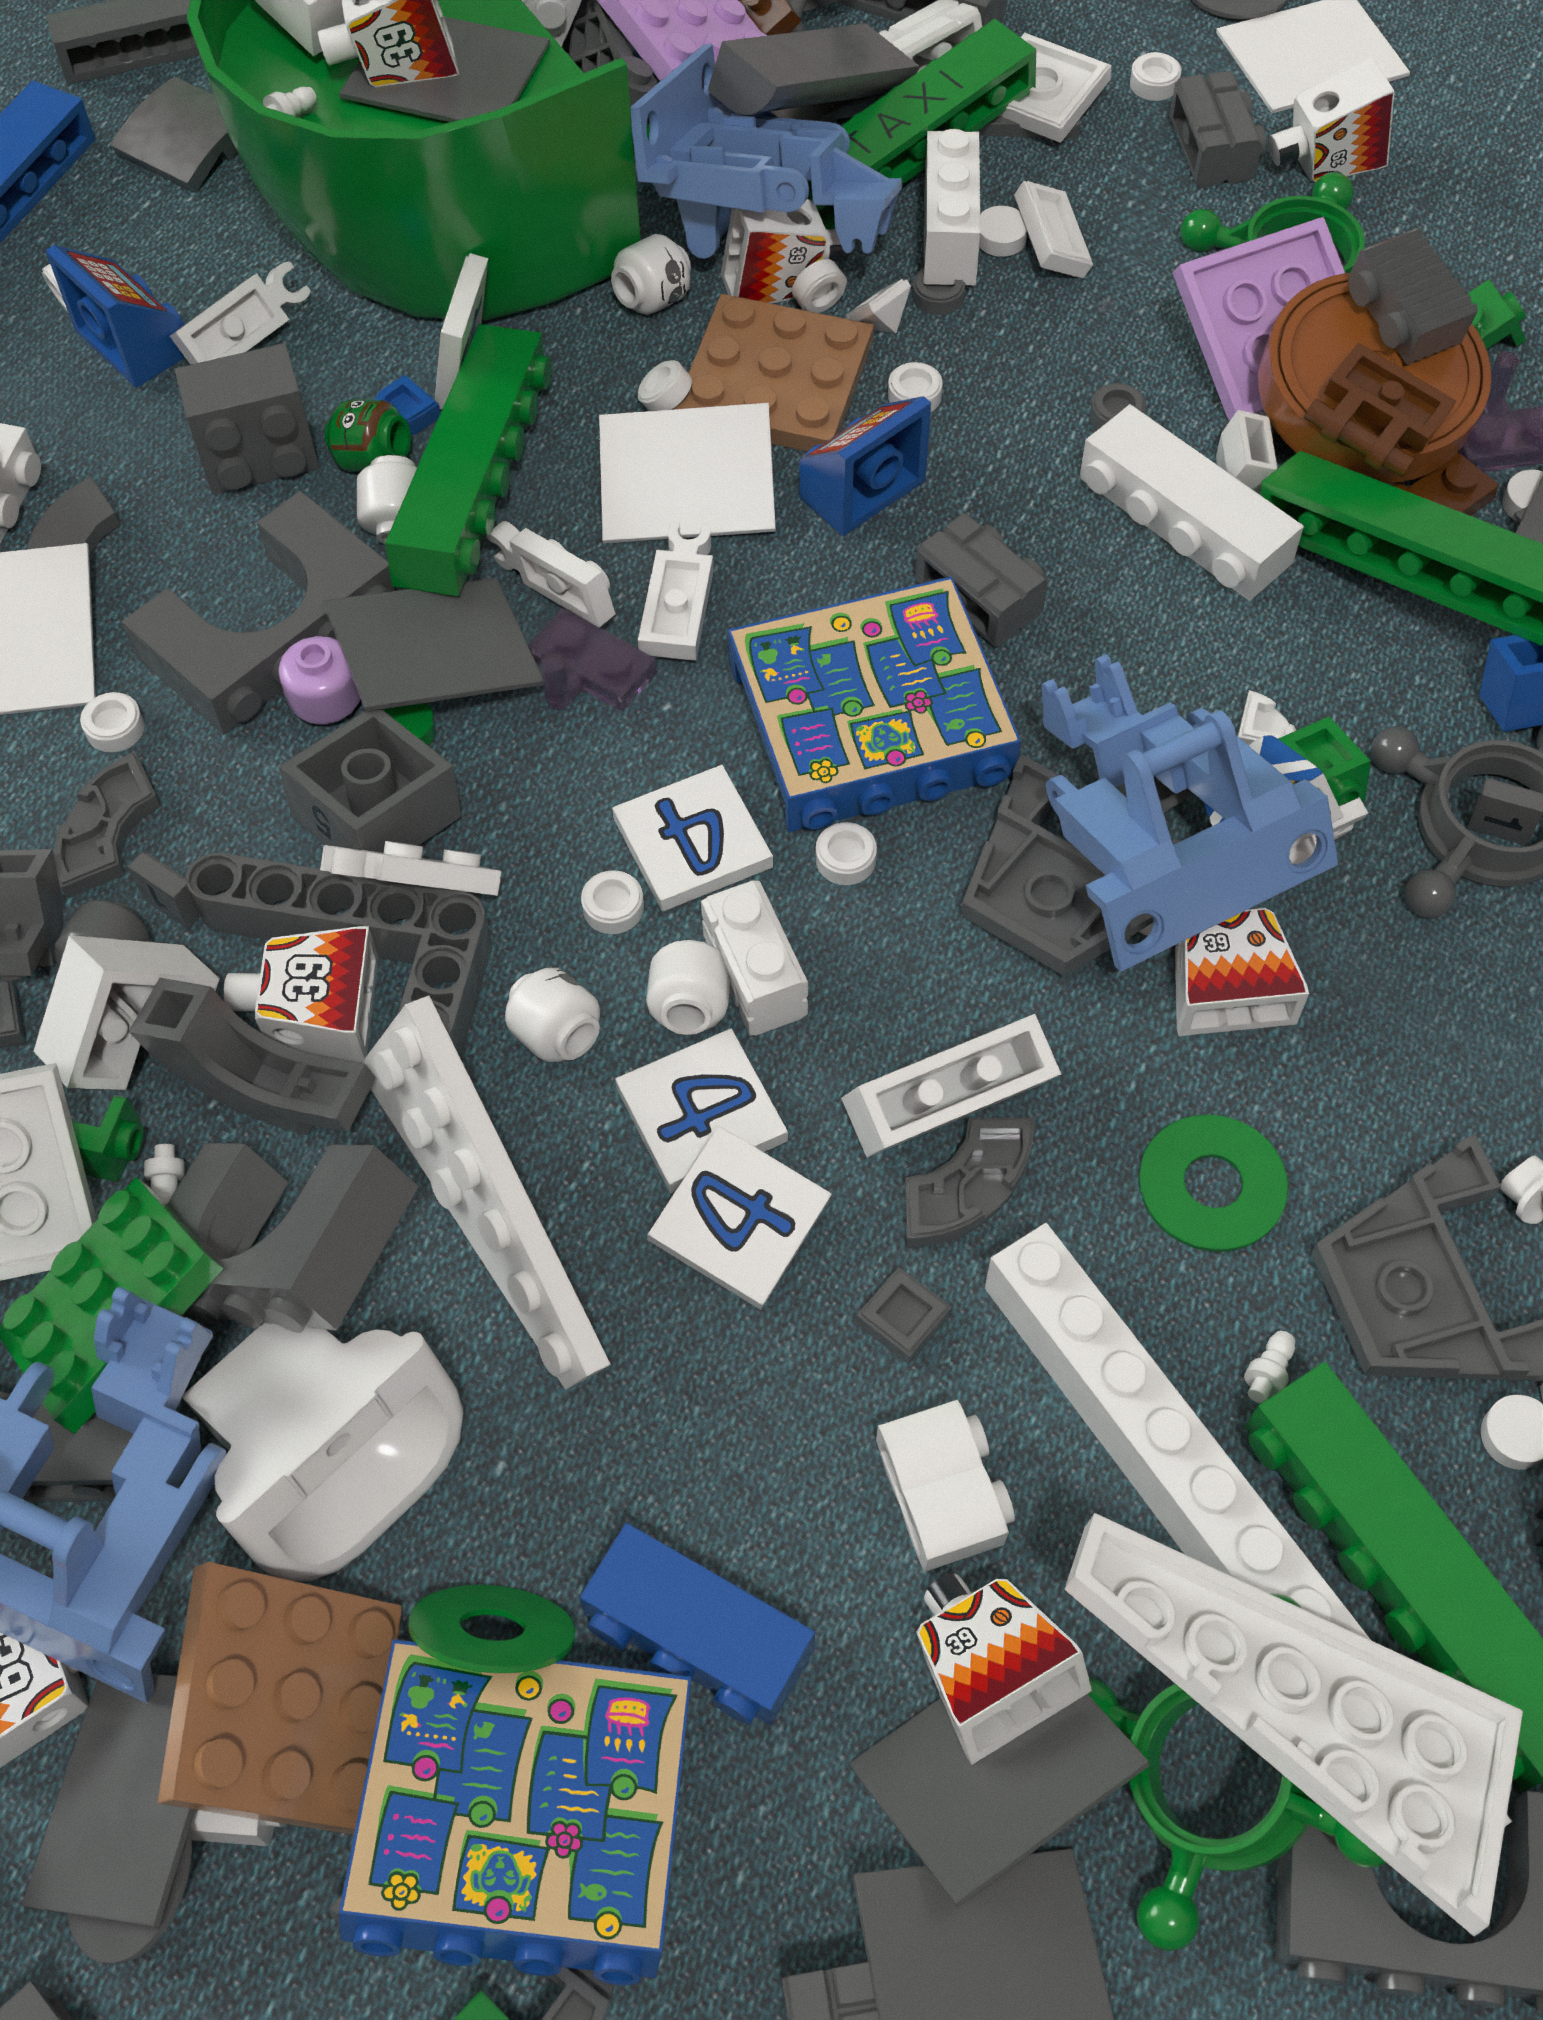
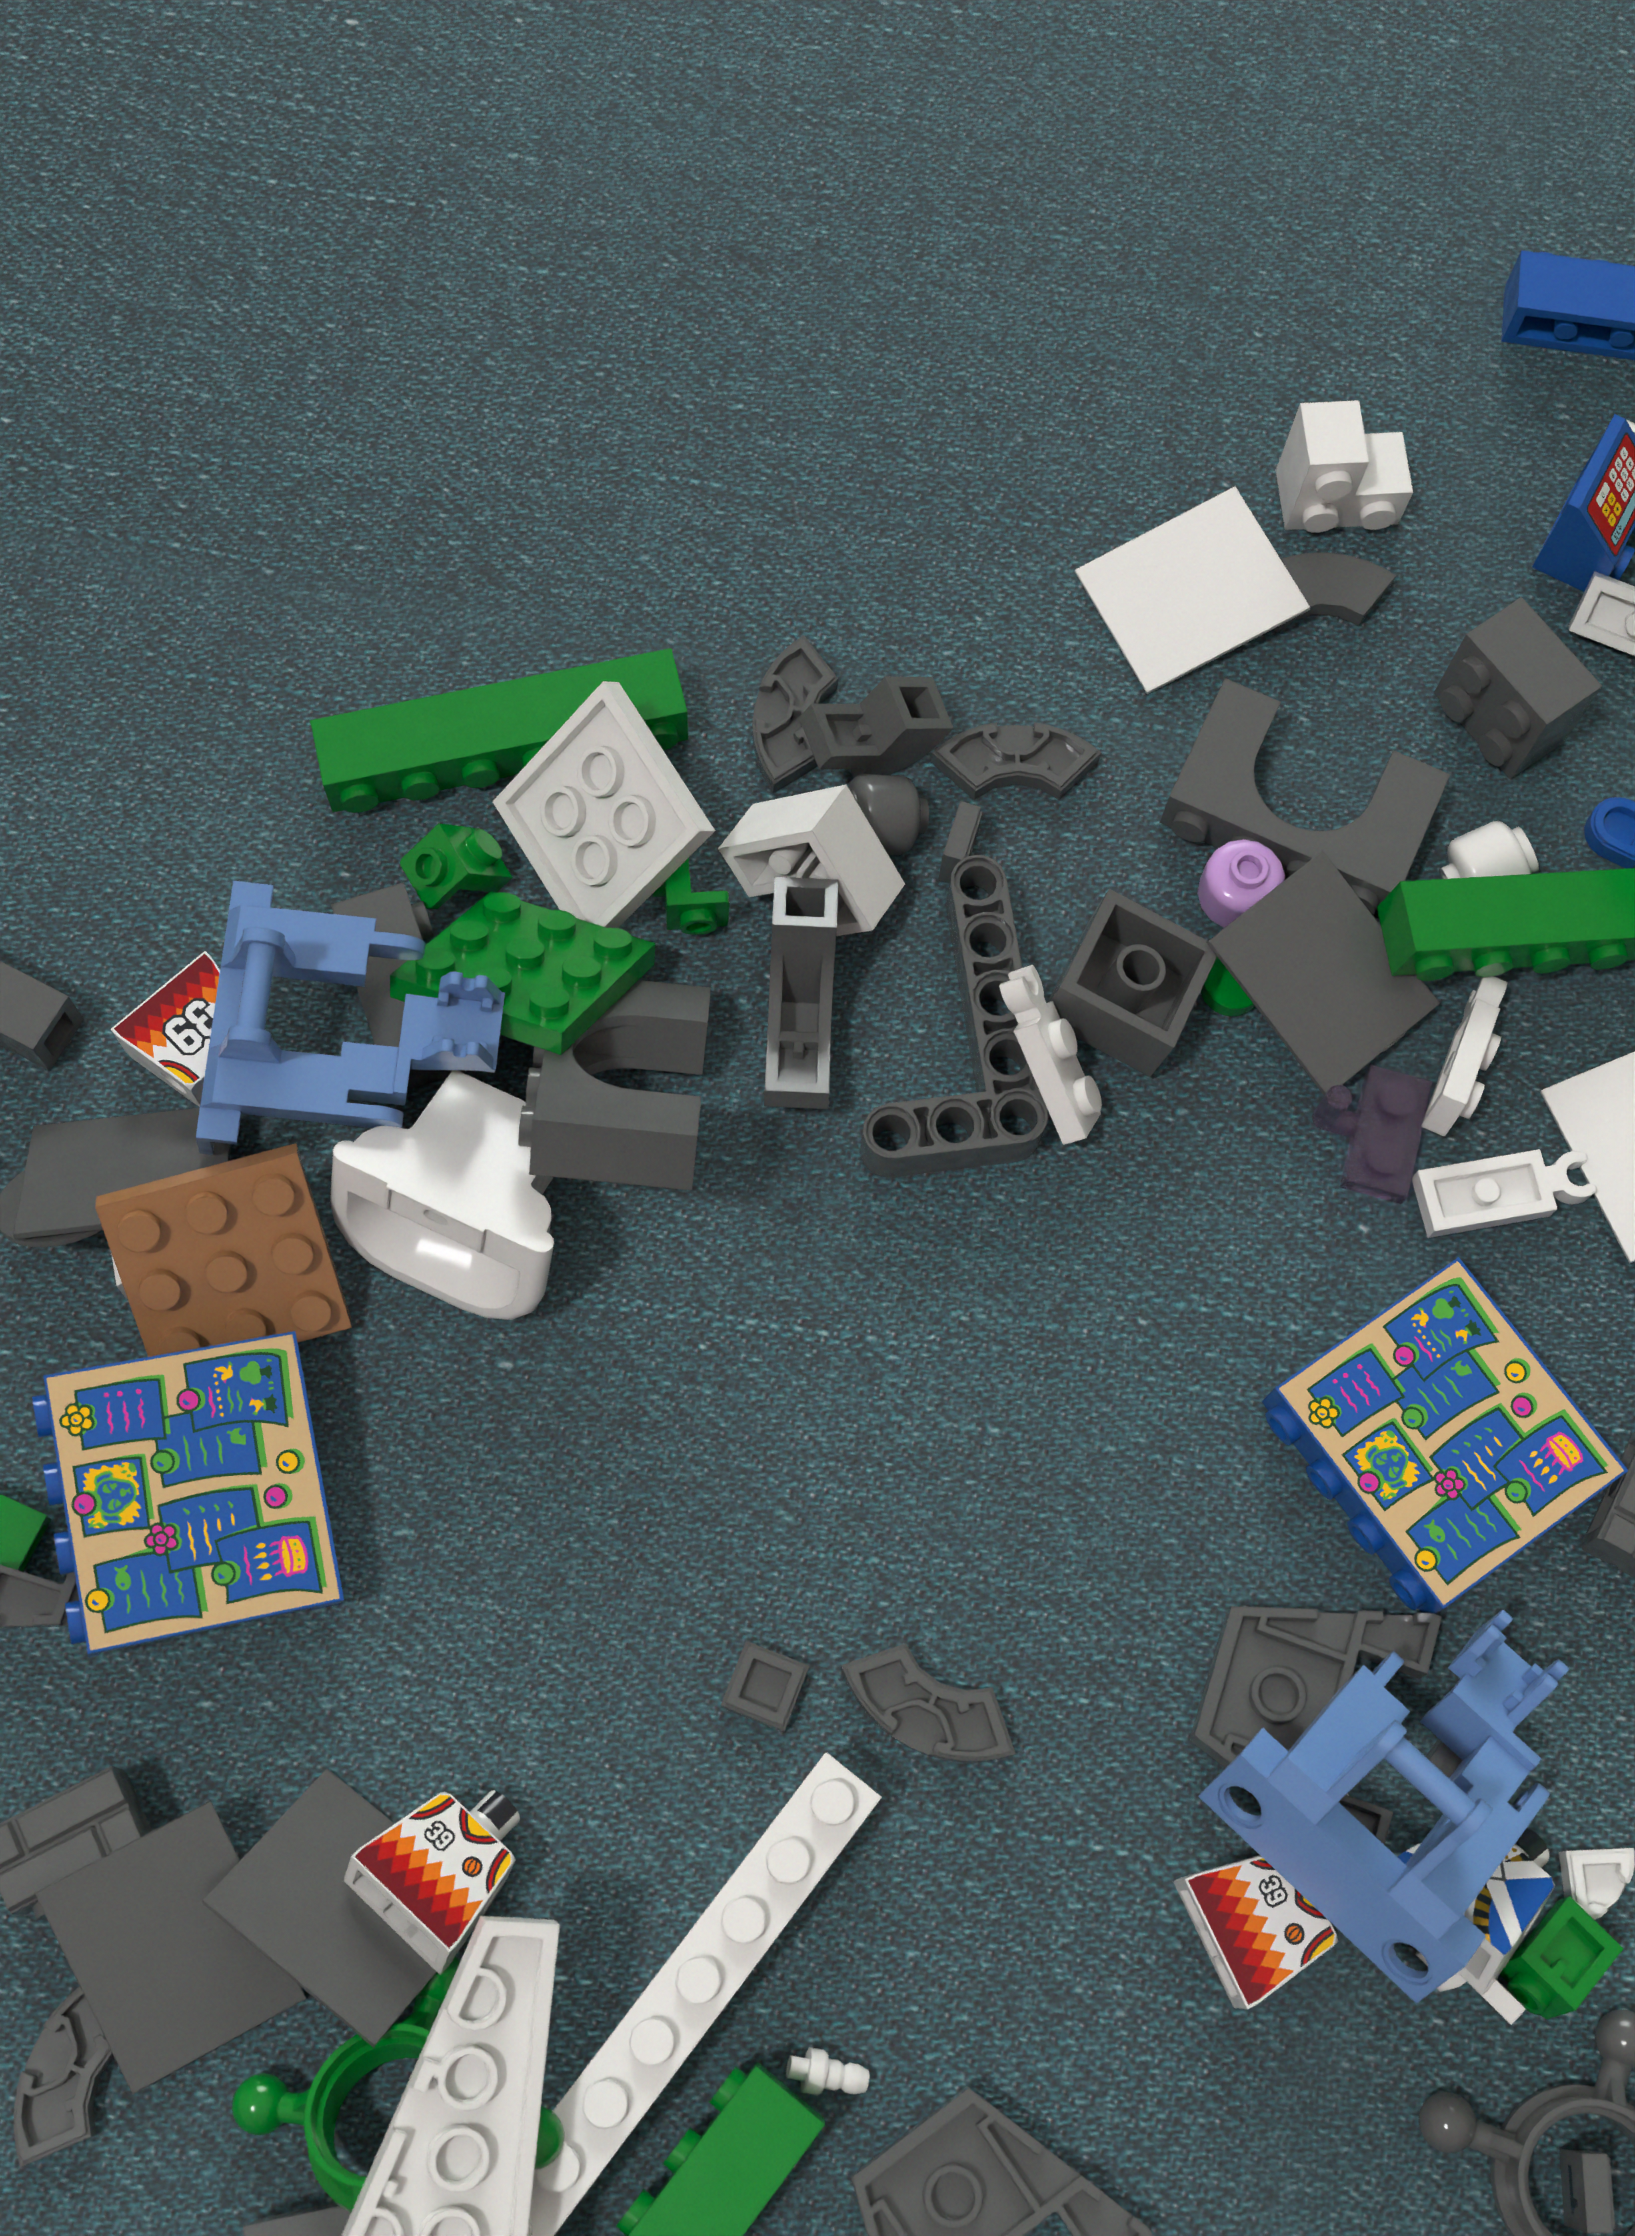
camera: 65 degrees right, 10 degrees up
(112, 722) = (1129, 718): white tile -> none
(164, 1171) = (679, 966): white piece -> none
(313, 991) = (902, 1018): white torso -> none
(365, 431) = (1559, 810): green head -> none
(437, 1629) = (323, 1454): green gear -> none
(471, 1175) = (747, 1236): white wing -> none
(552, 1015) = (955, 1245): white head -> none
(612, 902) = (1109, 1256): white tile -> none
(688, 987) = (1033, 1362): white head -> none
(690, 1094) = (912, 1421): white tile -> none
(692, 837) = (1212, 1308): white tile -> none
(697, 1626) = (400, 1590): blue brick -> none
(739, 1217) = (807, 1495): white tile -> none
(758, 957) = (1088, 1415): white brick -> none
(846, 853) = (1254, 1468): white tile -> none
(943, 1484) = (599, 1776): white brick -> none
(950, 1085) = (1010, 1659): white brick -> none
(1201, 1226) = (1068, 1955): green gear -> none

